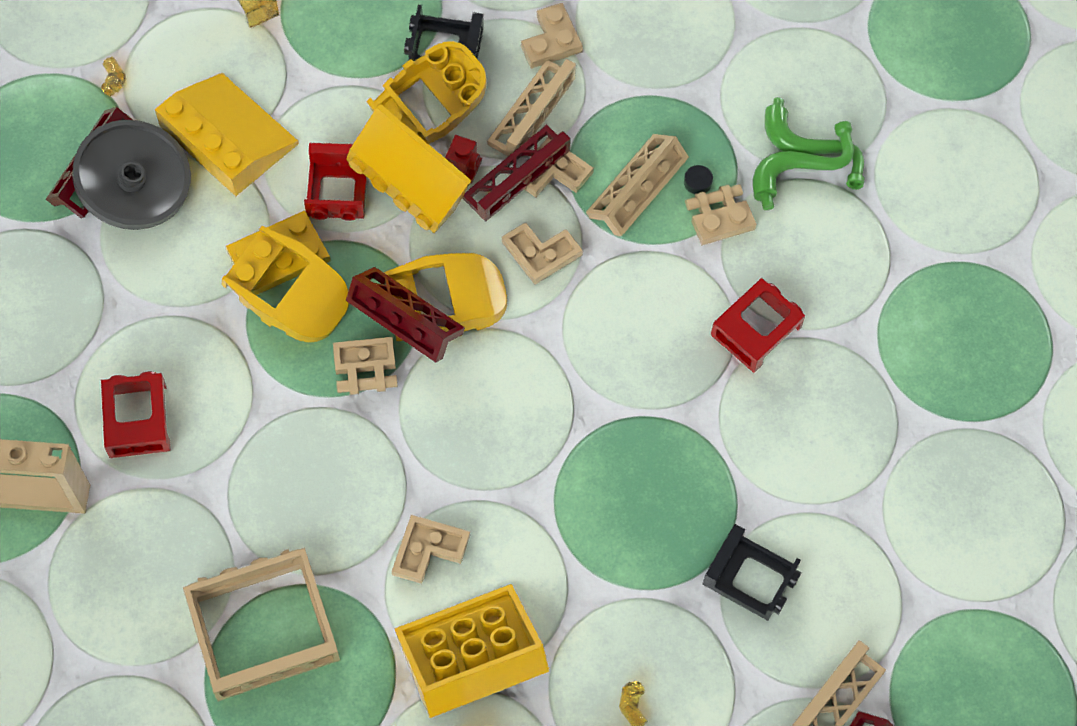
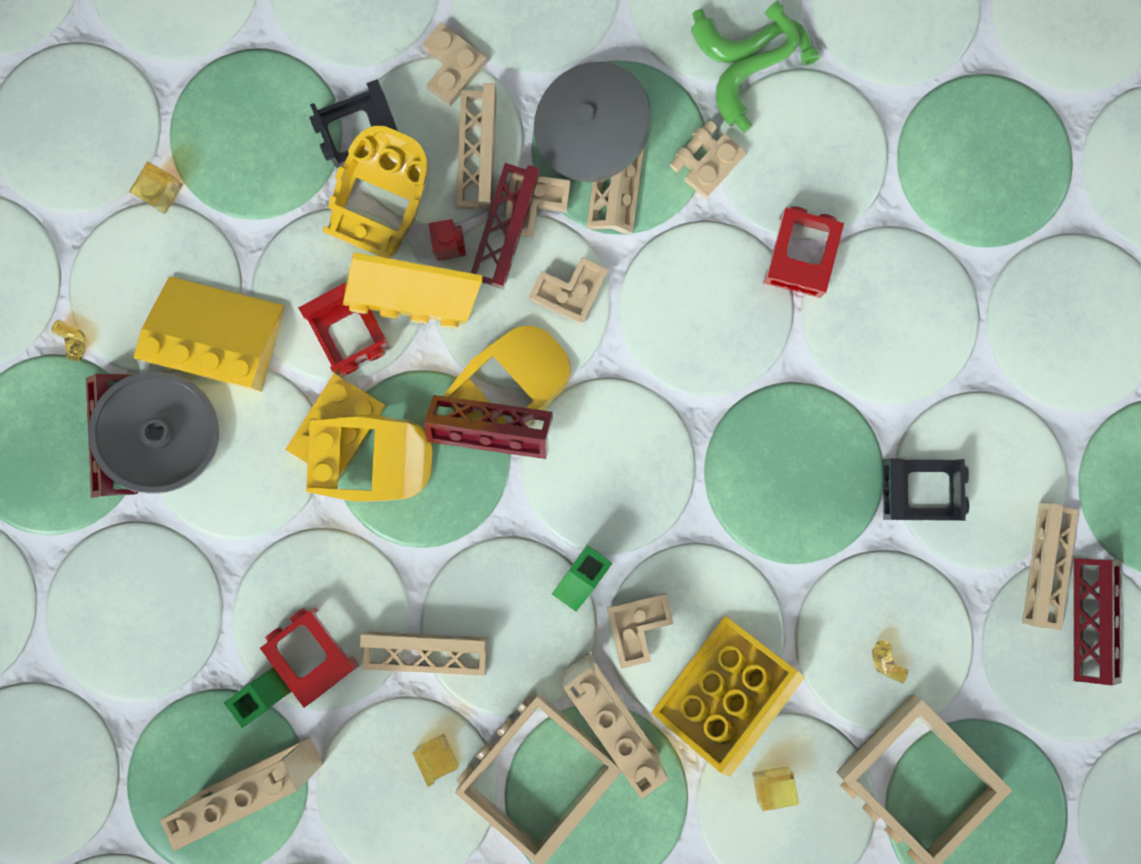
camera: 25 degrees left, 20 degrees up
(72, 420) = (257, 697): none -> green slope
(183, 557) = (435, 759): none -> clear yellow panel
(240, 458) = (424, 642): none -> tan fence
(355, 593) = (614, 726): none -> tan window
(365, 356) = (474, 484): tan plate -> none
(406, 476) = (582, 578): none -> green slope
(638, 133) = (592, 121): none -> dark grey dish
(698, 179) = (668, 135): black tile -> none

